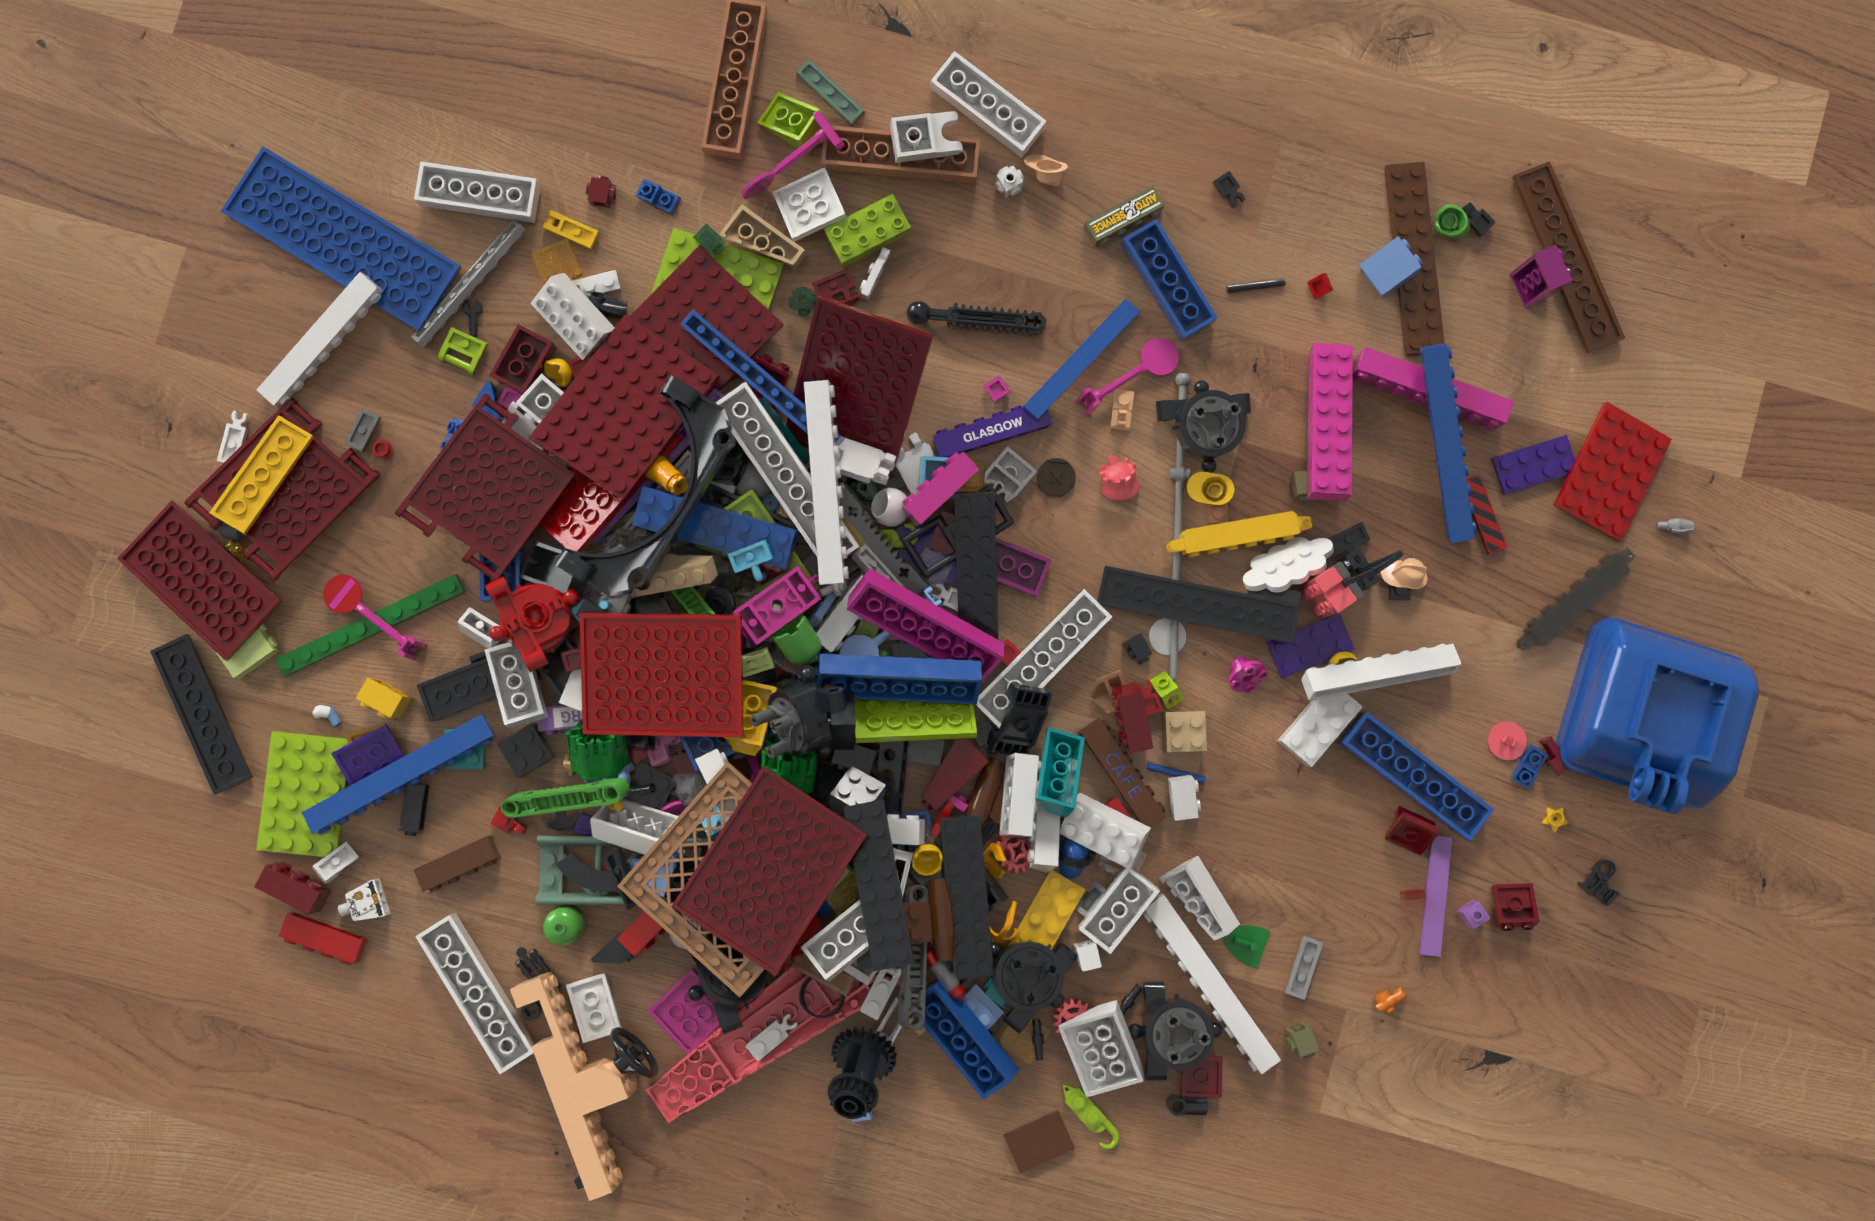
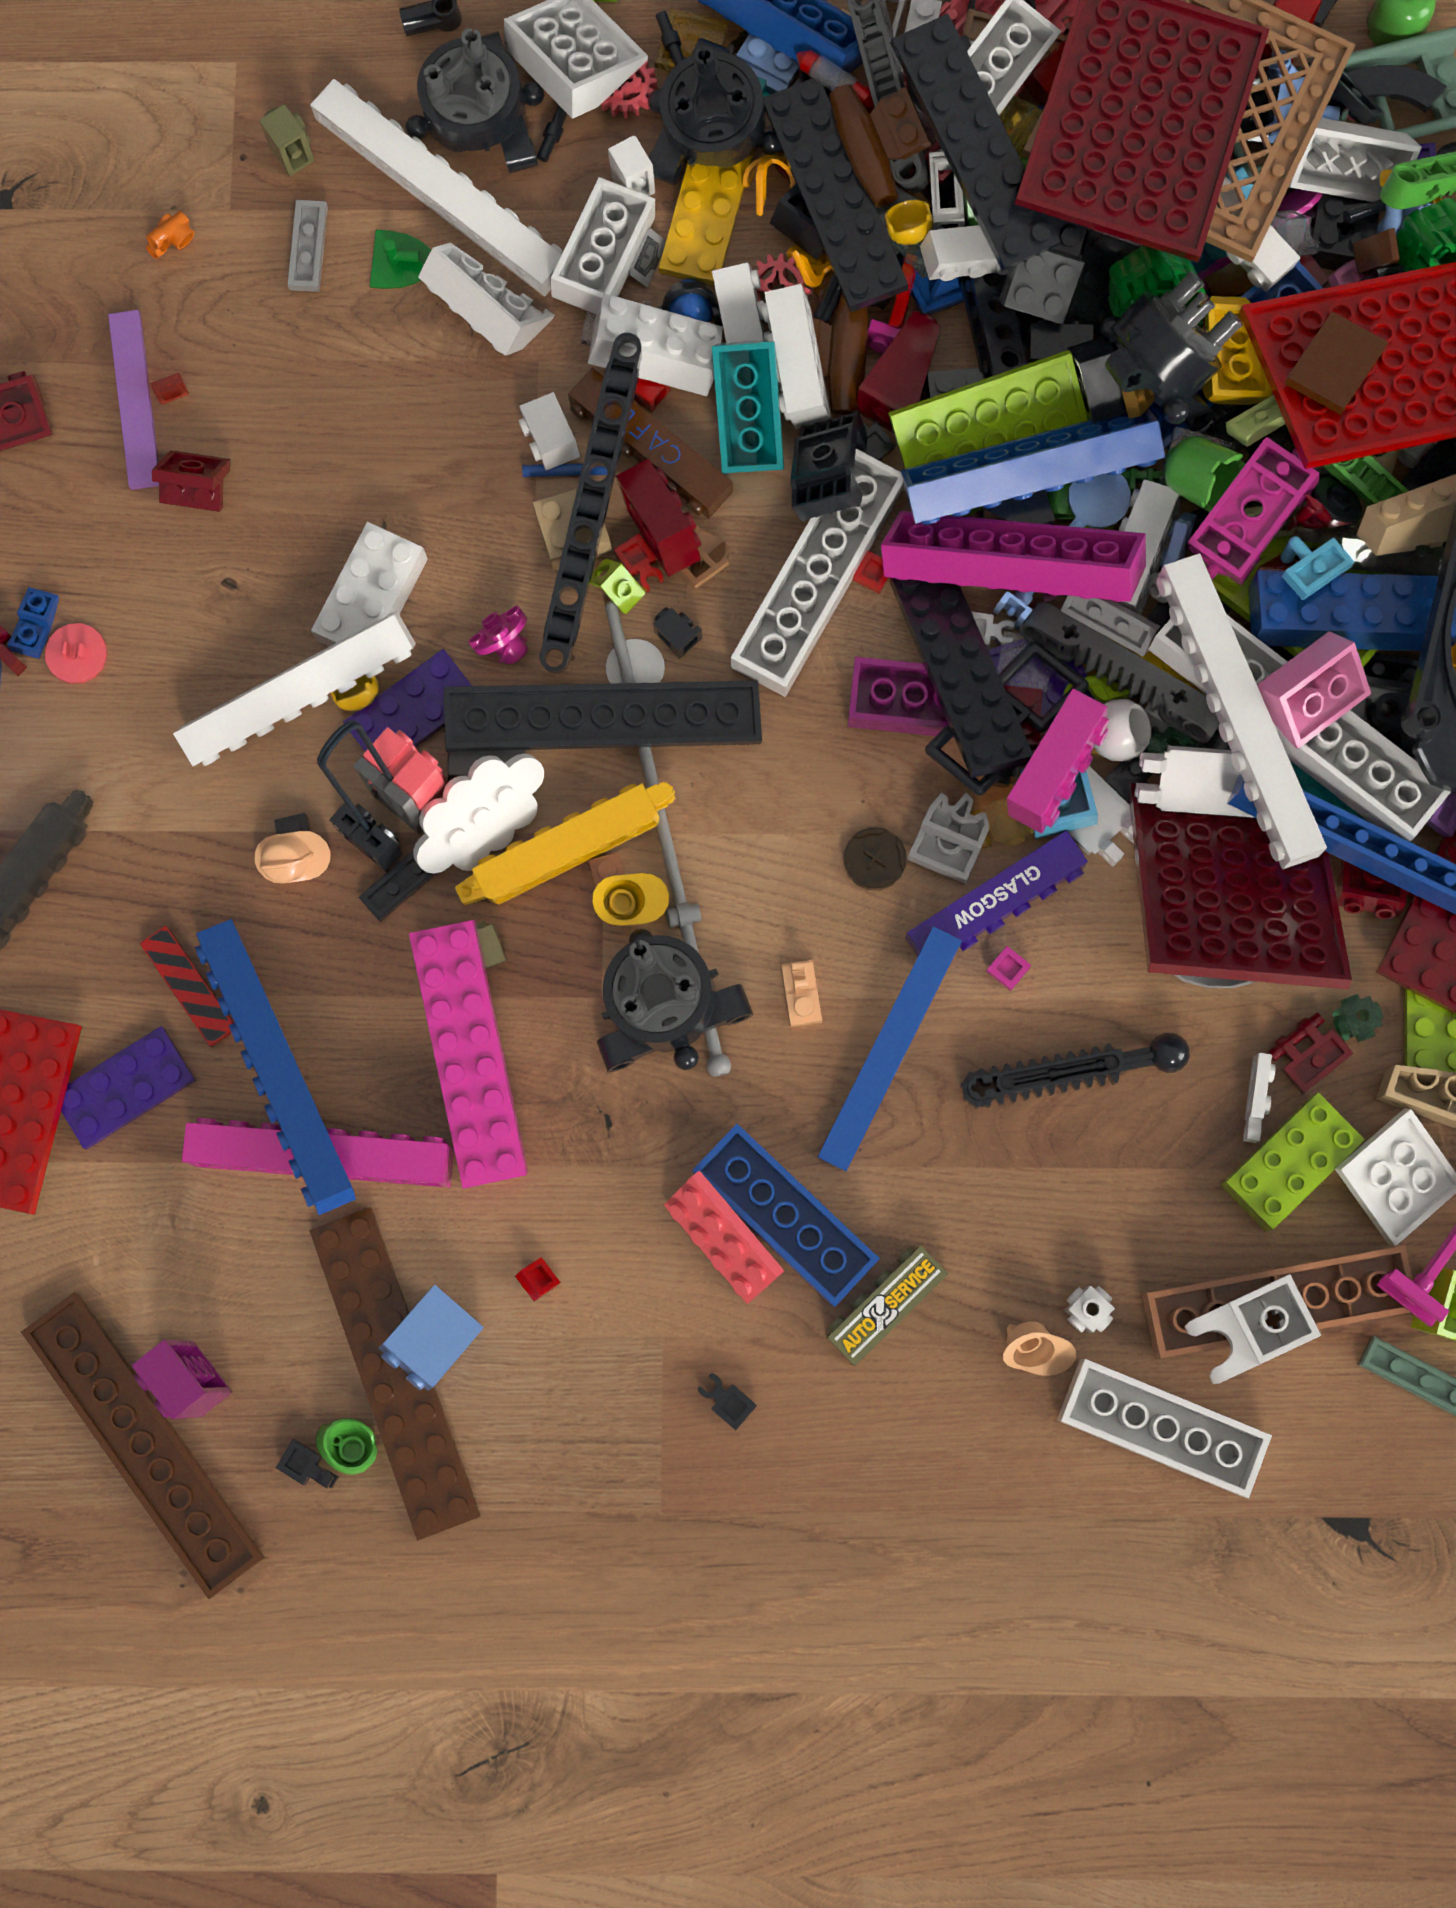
camera: 175 degrees right, 5 degrees down
(641, 759) = (1376, 252): none -> reddish brown slope
(699, 678) = (1336, 363): none -> reddish brown tile
(738, 593) = (1307, 520): none -> dark red piece
(776, 485) = (1315, 688): none -> bright pink slope
(1119, 479) = (776, 878): coral hair -> none
(1157, 358) = (767, 1090): dark pink piece -> none
(1173, 733) = (591, 502): none -> black beam
(1203, 1079) = (408, 53): dark red plate -> none
(1208, 277) = (723, 1237): none -> coral plate
(1255, 285) = (641, 1254): black bar -> none
(1416, 776) = (205, 555): blue brick -> none
(1473, 914) = (72, 383): medium lavender brick -> none

